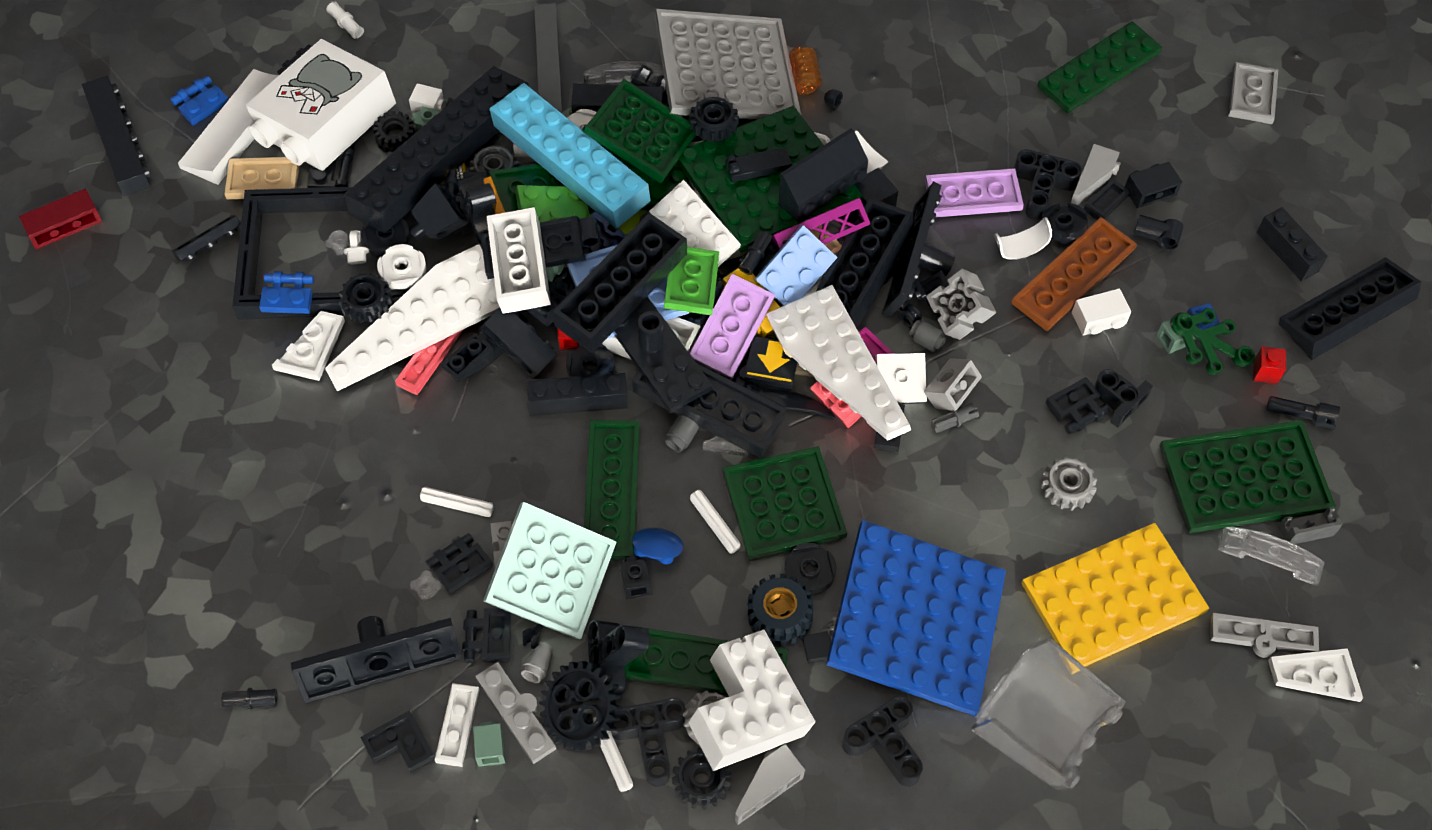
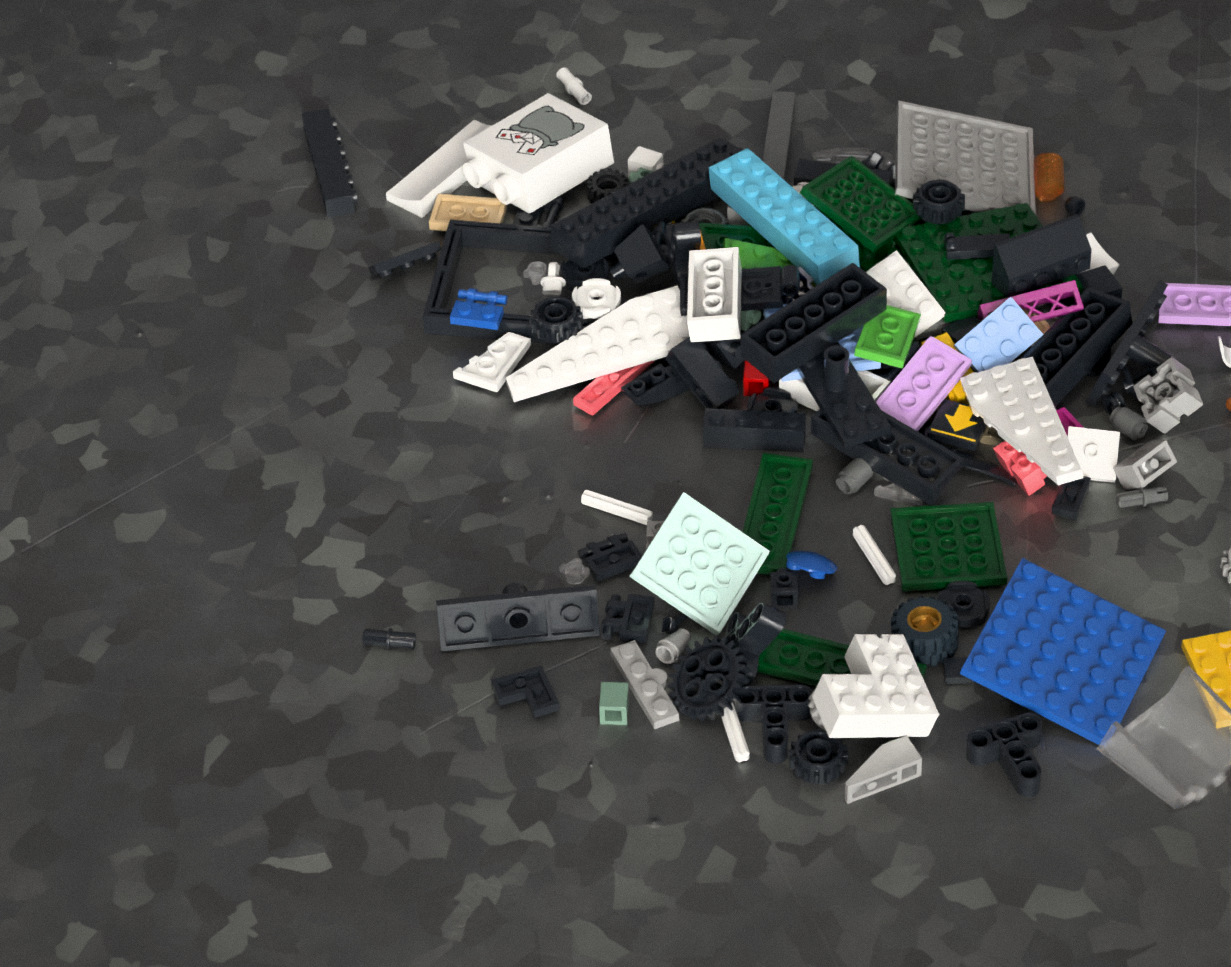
camera: 15 degrees right, 15 degrees down
(60, 218) = (264, 227): dark red brick -> none
(202, 105) = (417, 147): blue plate -> none
(457, 725) = (585, 687): white tile -> none
(755, 252) = (959, 322): black axle -> none

